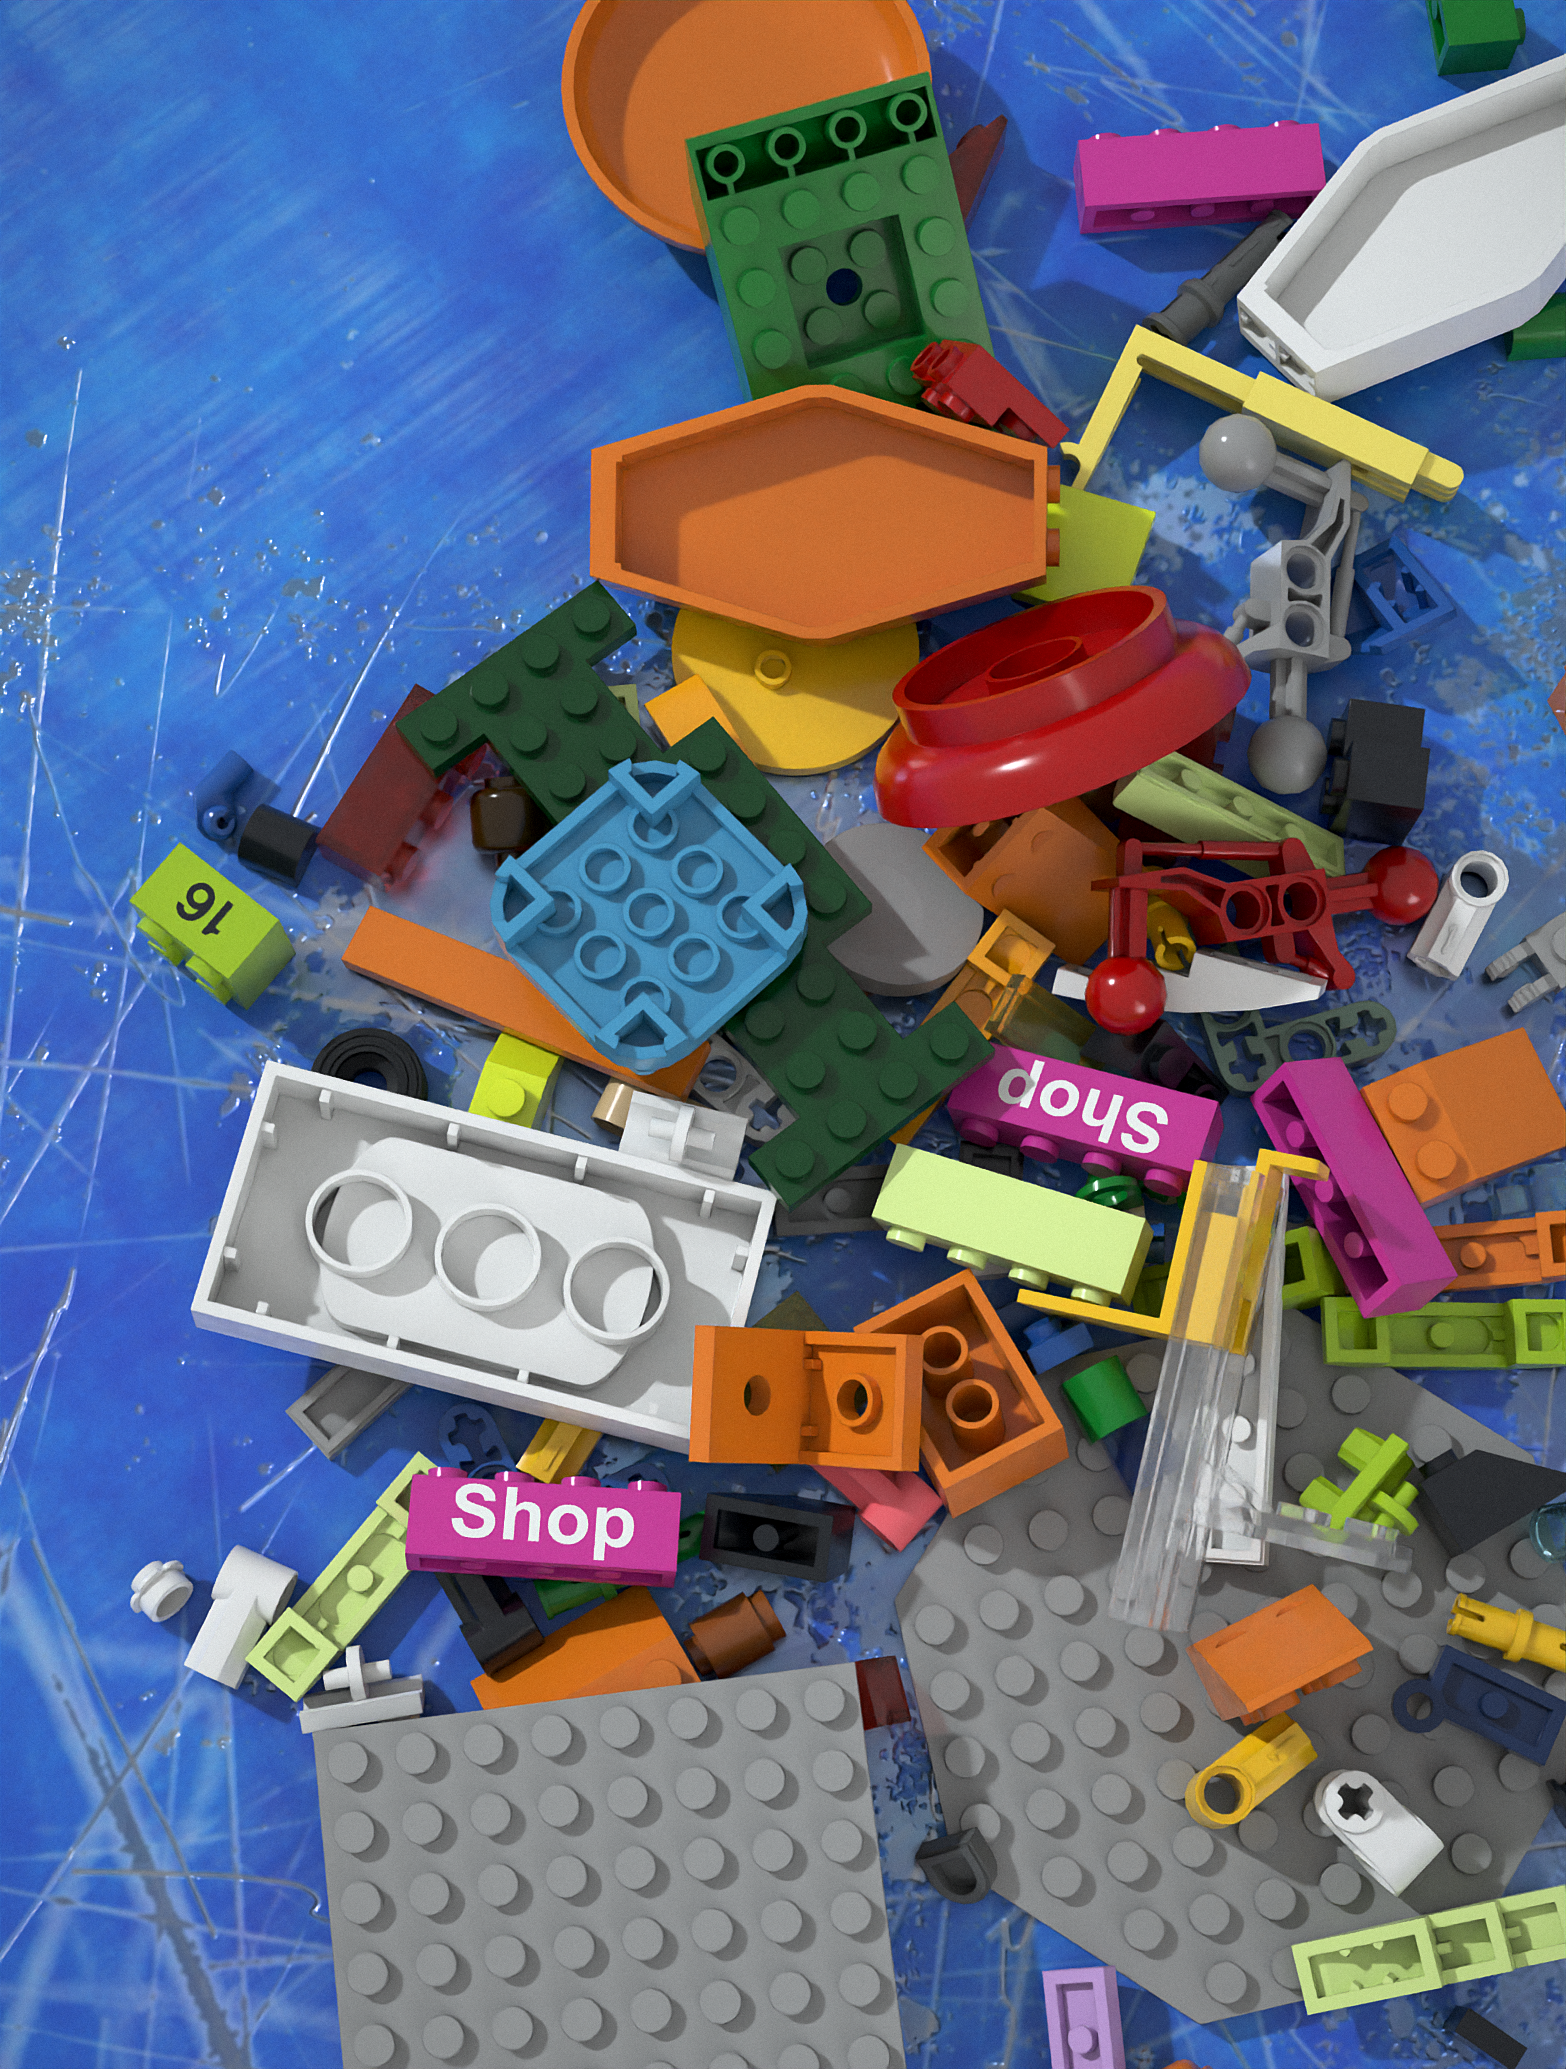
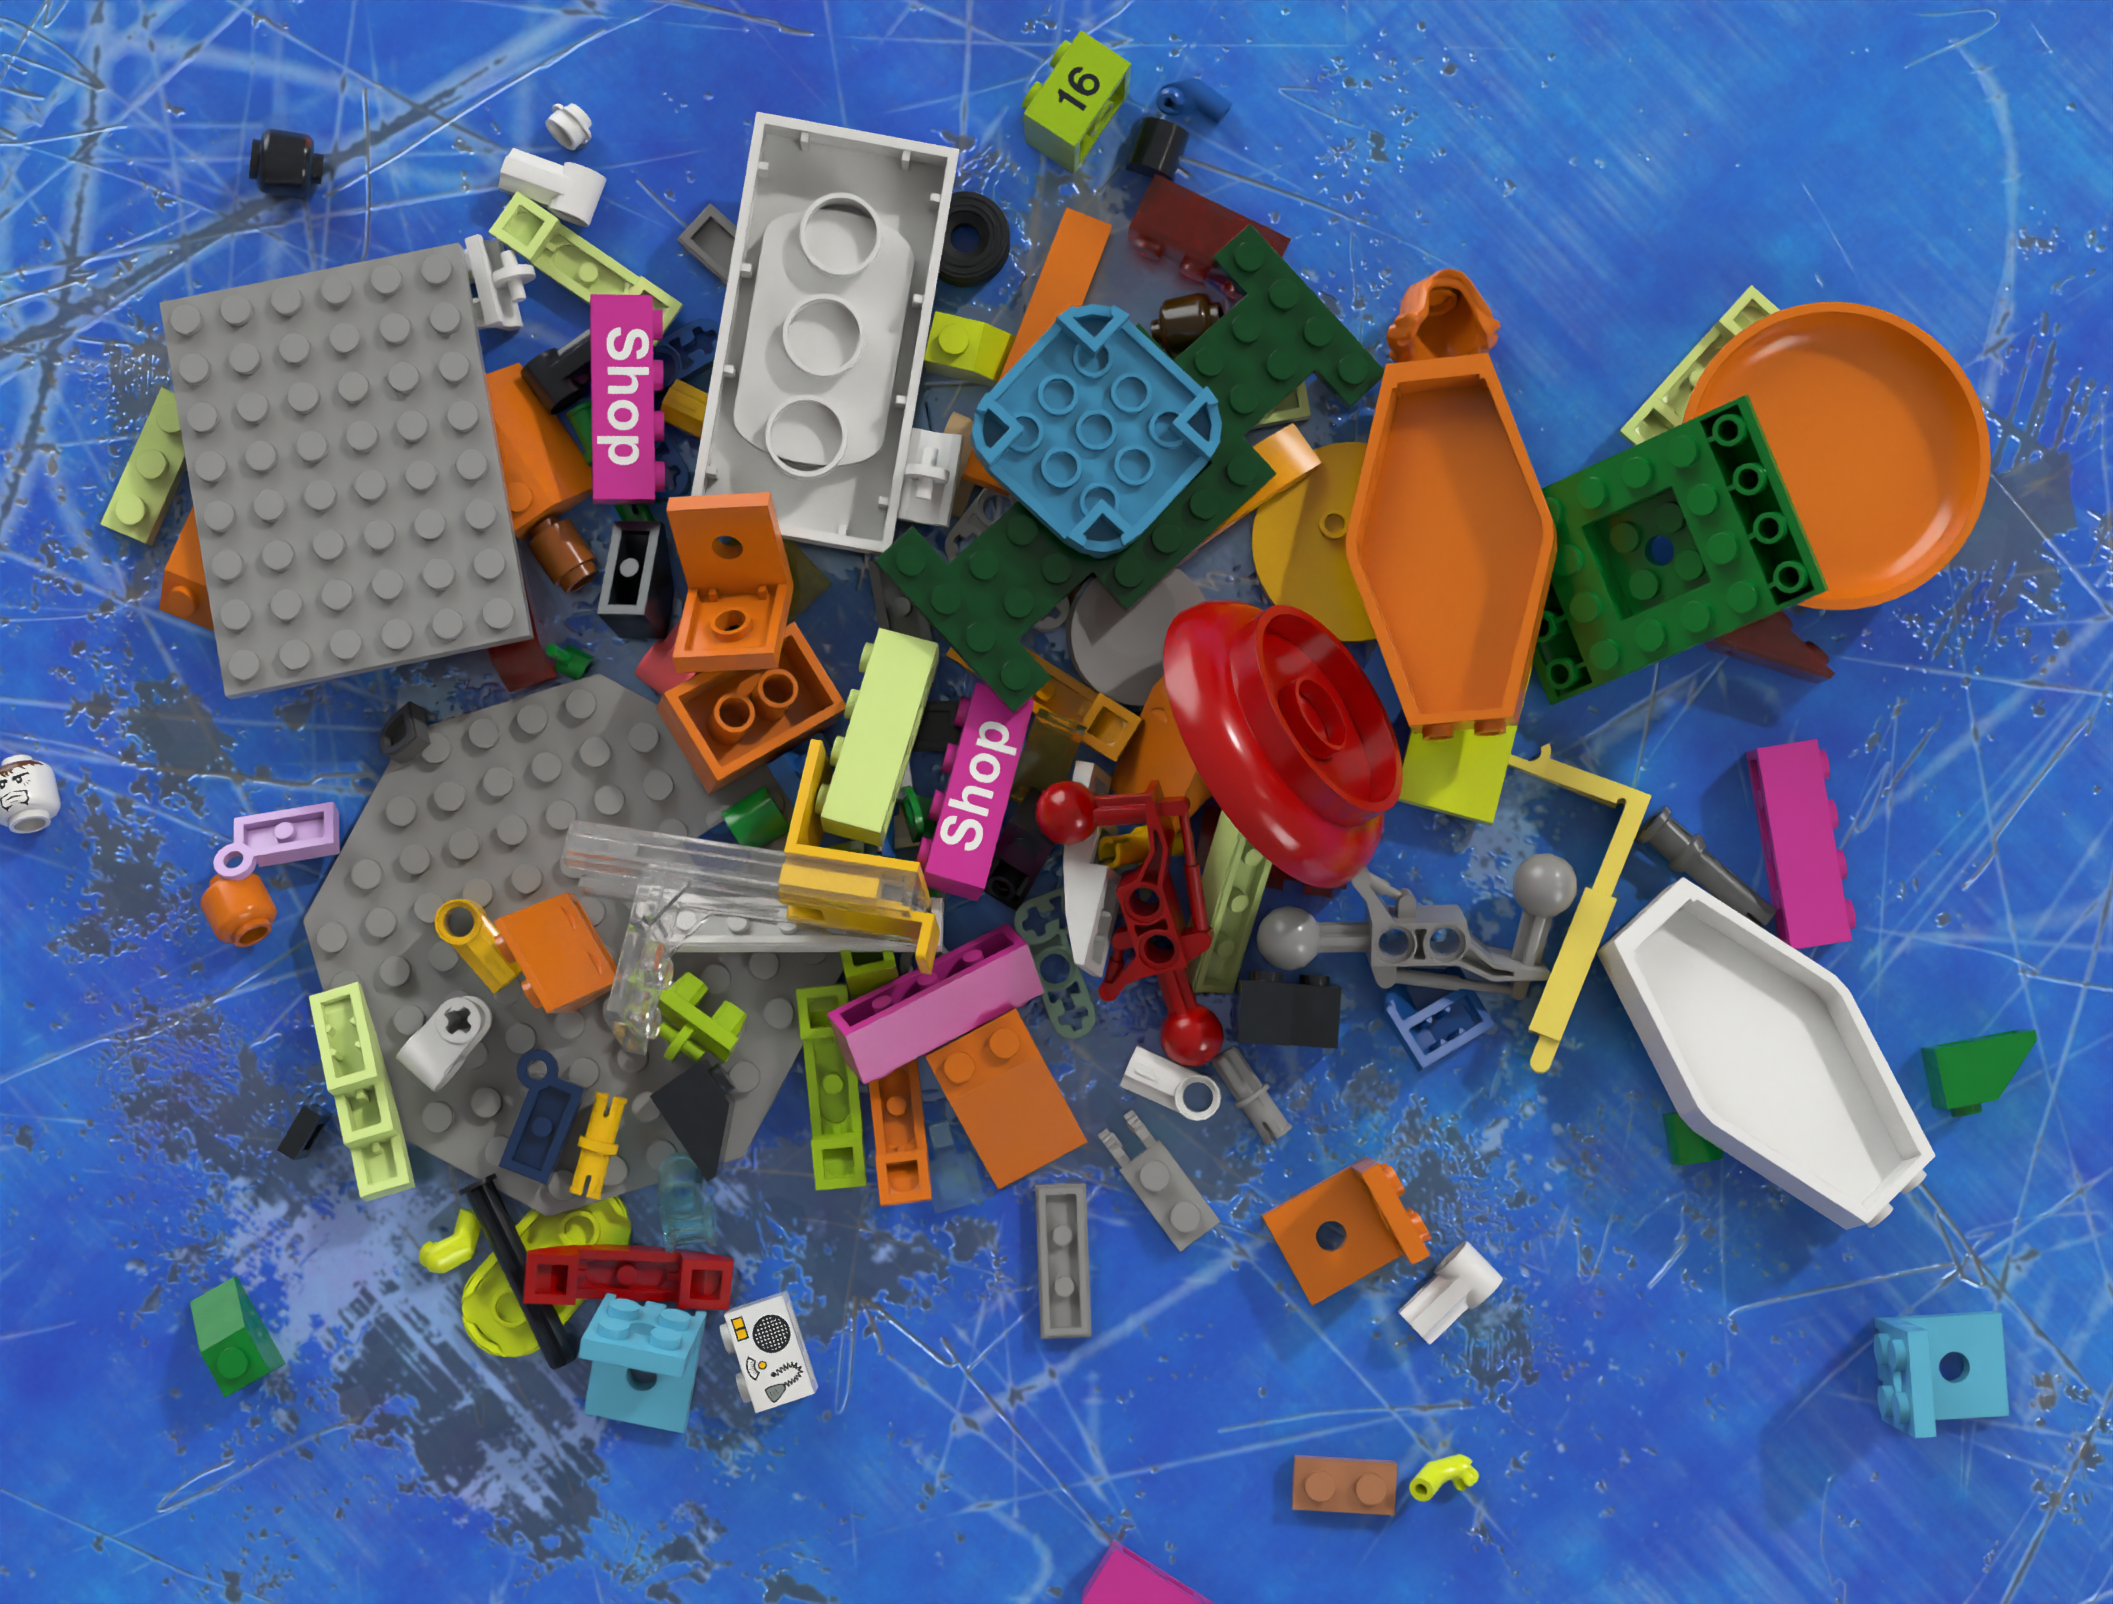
camera: 90 degrees right, 10 degrees up
(168, 1981) = (285, 163): none -> black head
(537, 517) = (1442, 320): none -> orange hair
(659, 273) = (1669, 401): none -> yellowish green slope
(876, 1634) = (570, 661): none -> green hand
(976, 388) = (1563, 663): red plate -> none
(1474, 822) = (1251, 1095): none -> light grey axle

